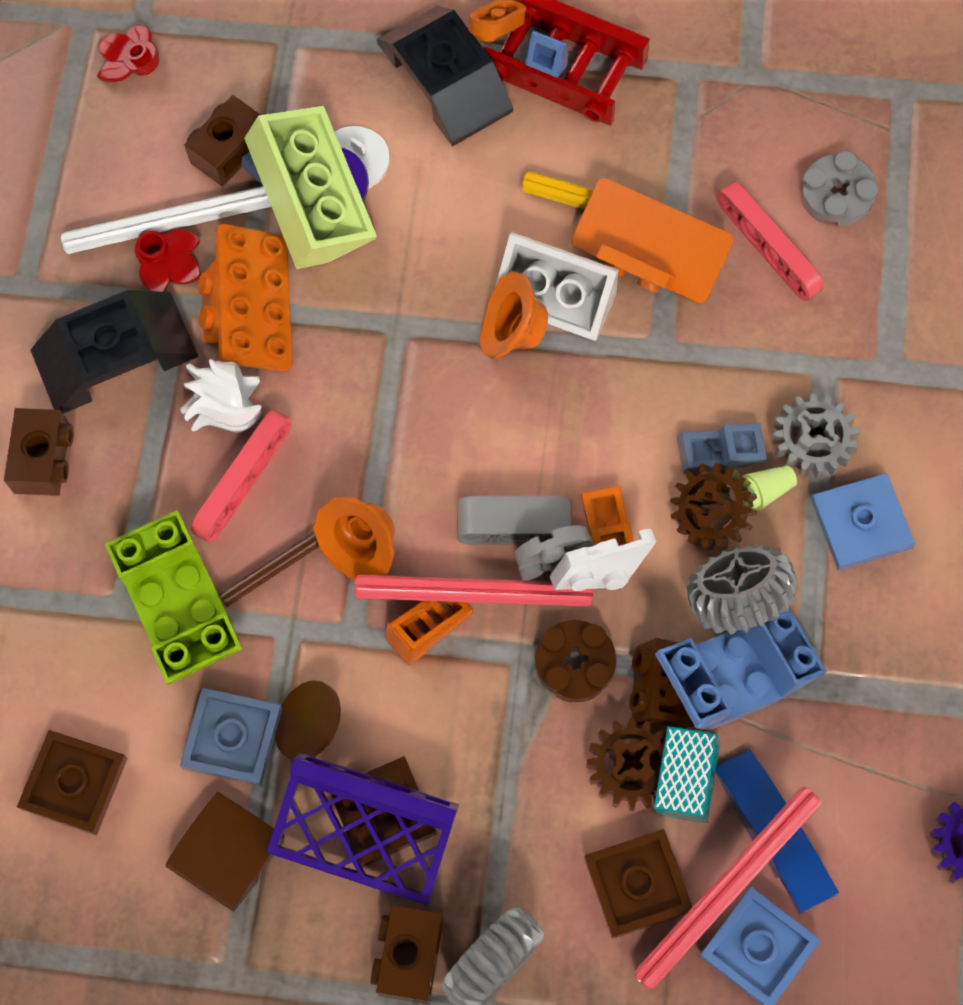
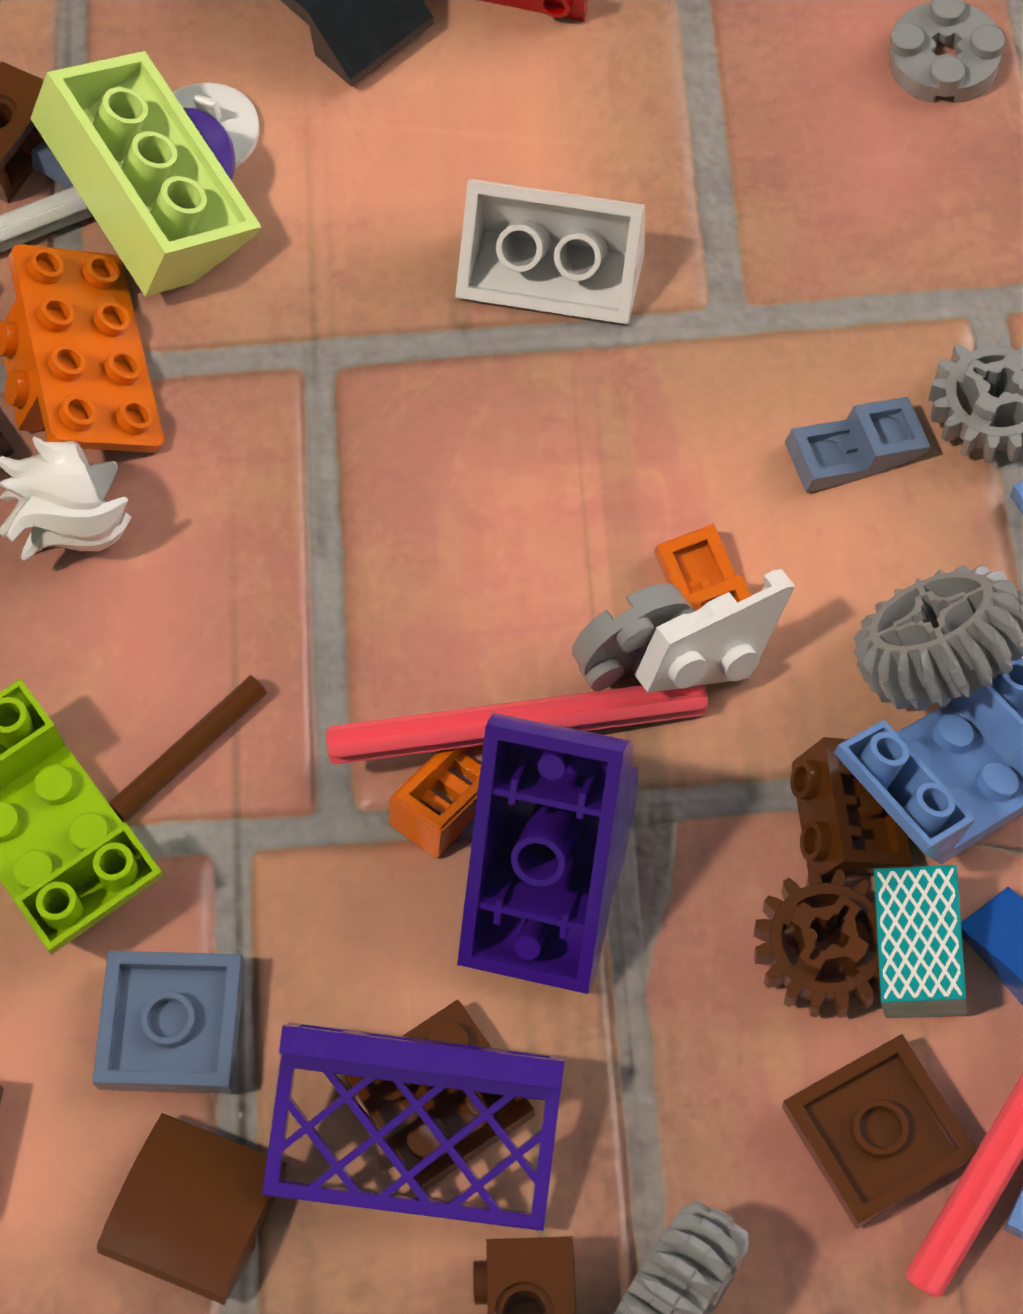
camera: 10 degrees left, 5 degrees down
(241, 476) = (113, 616): coral beam -> none
(308, 719) = (291, 969): reddish brown piece -> none
(355, 536) = (312, 670): orange hat -> none
(472, 679) = (546, 851): none -> dark purple brick
(510, 518) = (549, 603): light grey beam -> none
(512, 317) = (495, 305): orange hat -> none
(556, 190) = (552, 123): yellow axle -> none
(559, 677) = (682, 832): reddish brown plate -> none
(652, 241) = (686, 163): orange bracket -> none
(713, 521) = (870, 553): reddish brown gear -> none
(770, 241) = (861, 136): coral beam -> none
(770, 485) = (935, 488): yellowish green cone -> none

